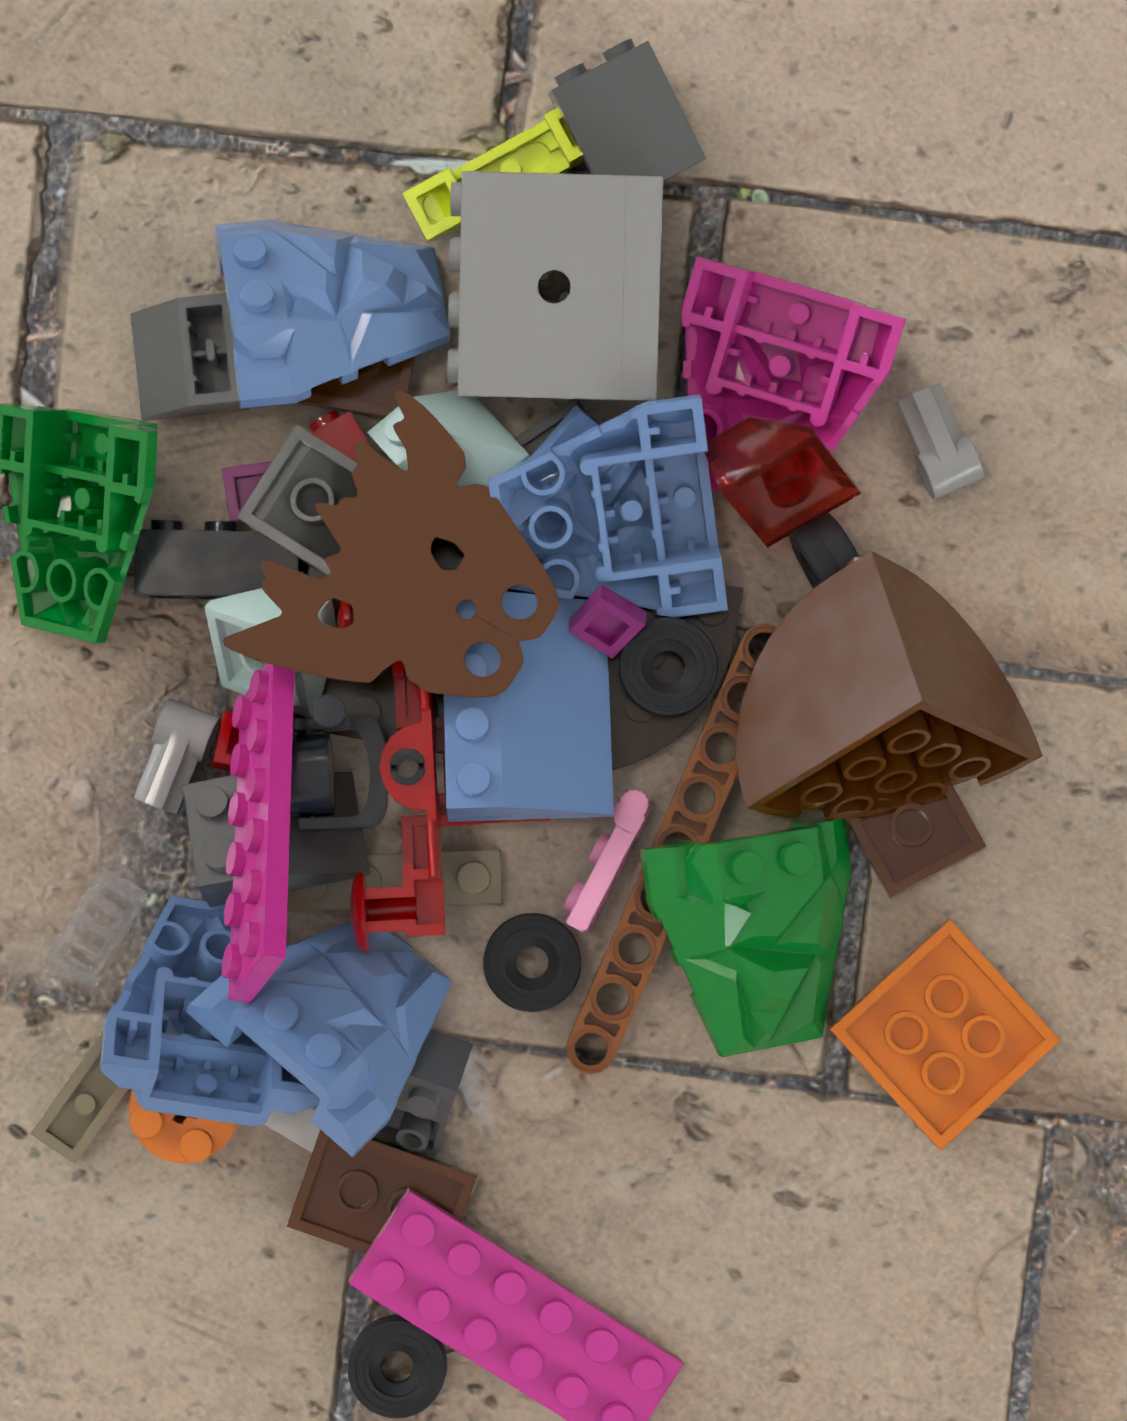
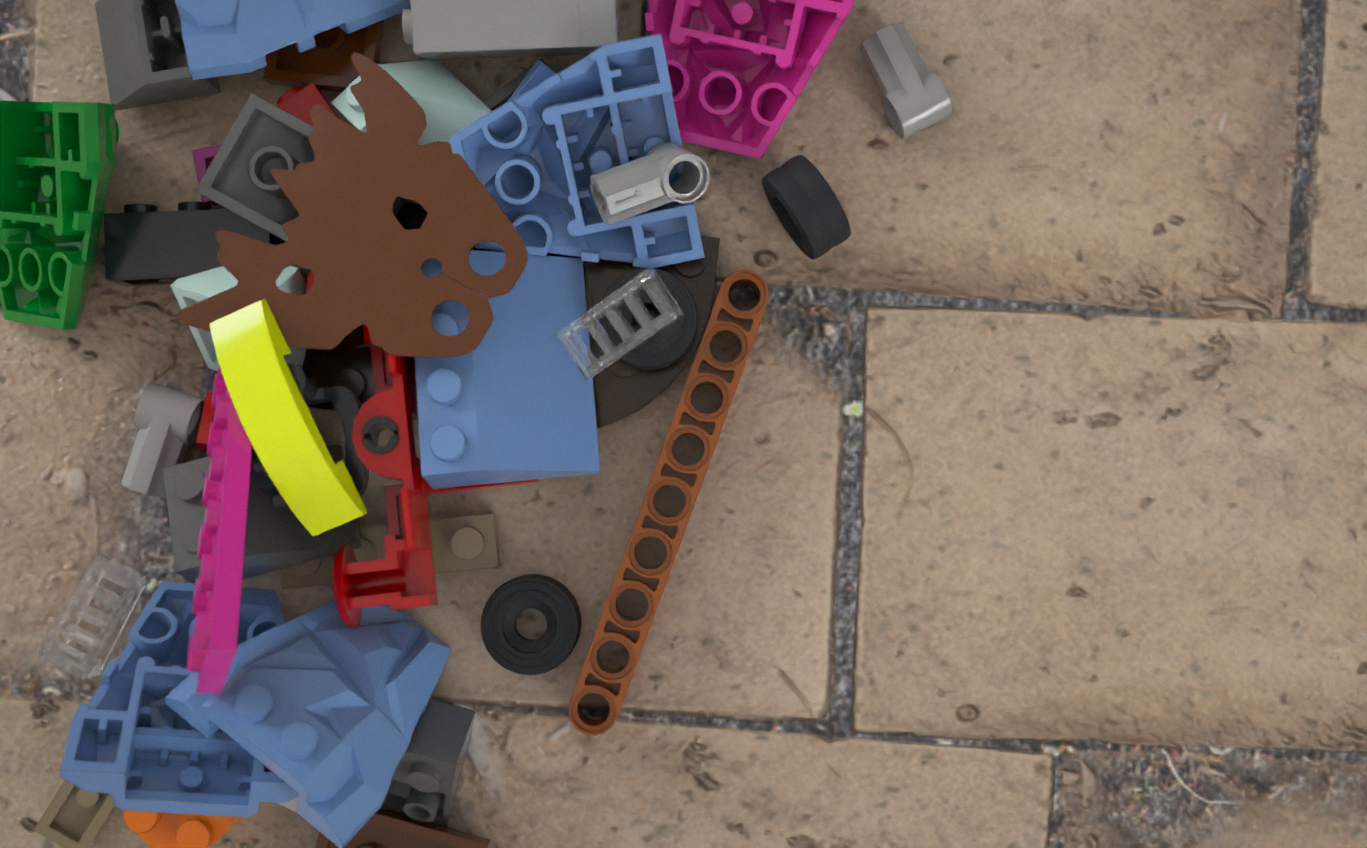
camera: 10 degrees left, 0 degrees up
(319, 747) = (279, 421): none -> neon yellow slope
(607, 621) = (582, 275): magenta plate -> none
(609, 858) = (602, 516): bright pink hinge -> none
(676, 535) = (645, 183): none -> light grey piece
(681, 645) = (660, 296): none -> clear slope
(755, 928) = (751, 576): green wedge -> none
(778, 475) = (747, 116): clear red slope -> none
(870, 697) = (856, 340): reddish brown brick -> none
(917, 841) = (902, 463): reddish brown plate -> none
(944, 1034) = (948, 670): orange plate -> none

